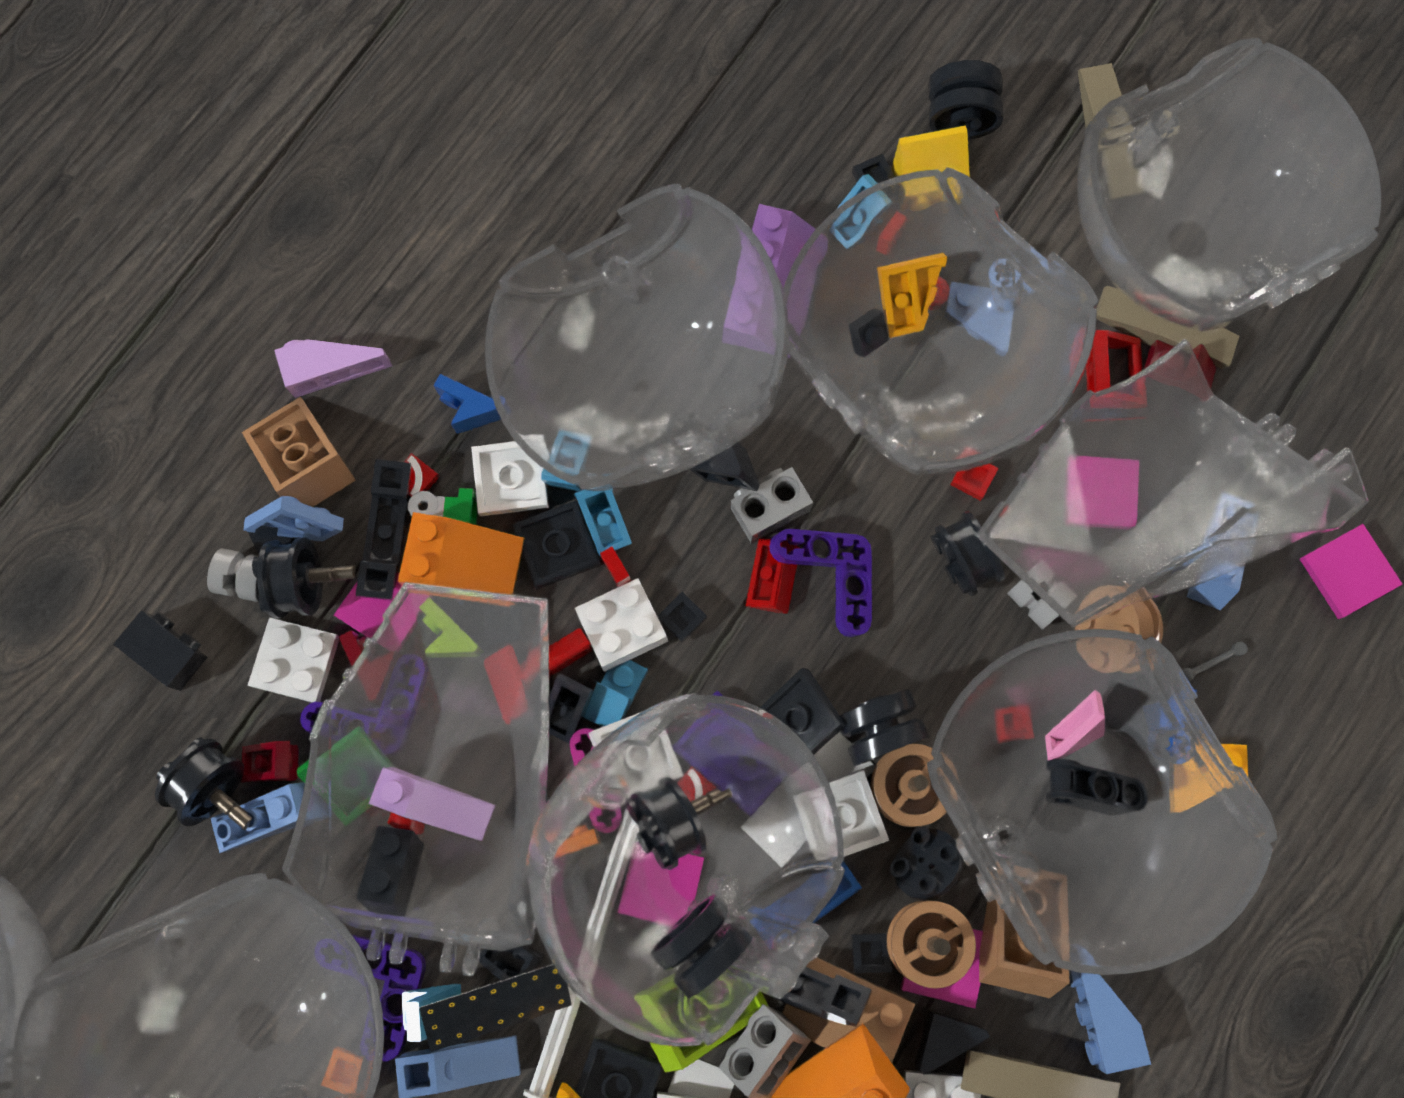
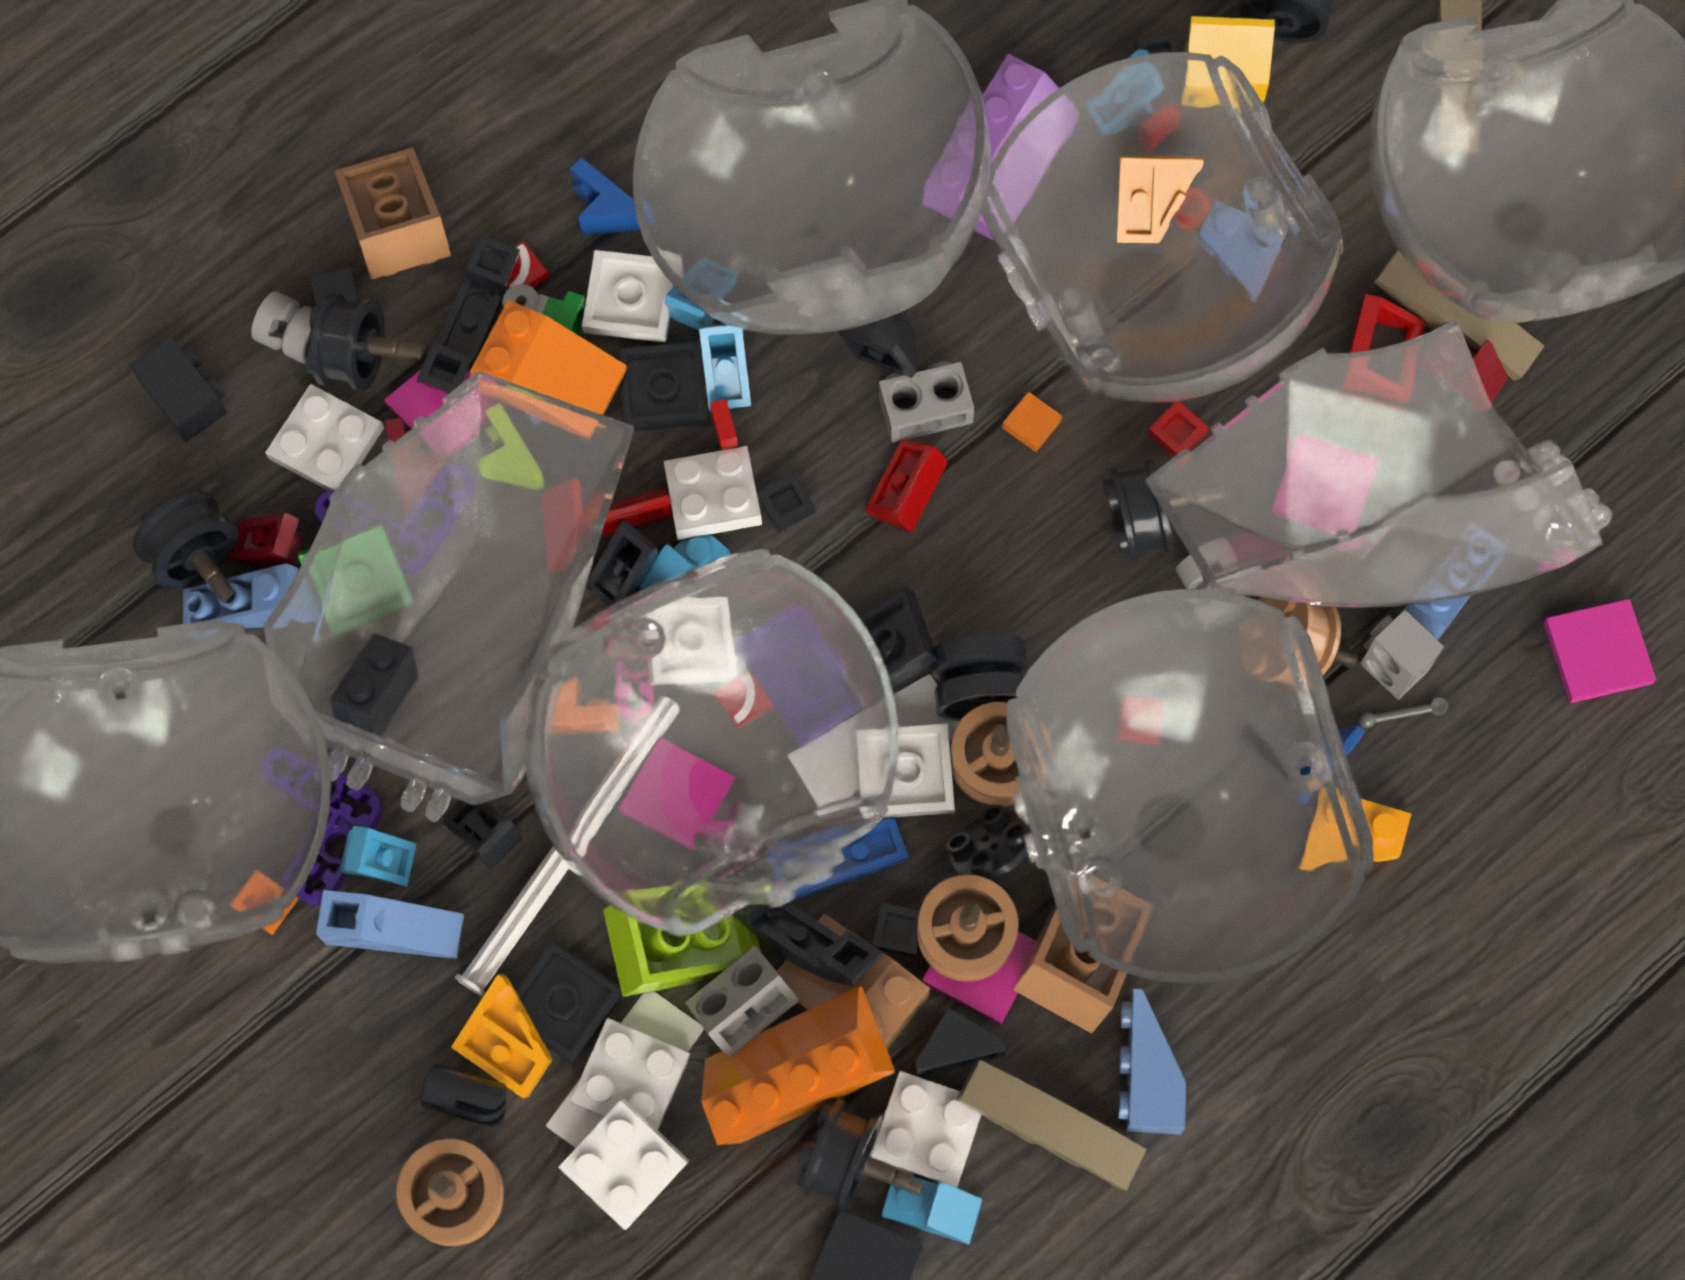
camera: 15 degrees right, 5 degrees down
(295, 520) = (370, 277): medium blue wing -> none
(321, 364) = (449, 116): lavender slope -> none
(401, 822) = (401, 635): red tile -> none
(431, 803) = (440, 624): lavender slope -> none
(494, 1007) = (452, 862): black sticker -> none
(671, 821) = (705, 706): black wheel -> none
(701, 946) = (699, 836): black wheel -> none
(846, 566) = (993, 492): dark purple beam -> none
(858, 498) = (1032, 421): none -> orange tile
(868, 332) = (1093, 229): black plate -> none
(1077, 729) = (1207, 730): bright pink slope -> none
(1094, 788) = (1204, 801): black piece -> none
(1207, 619) = (1400, 653): none -> light grey brick

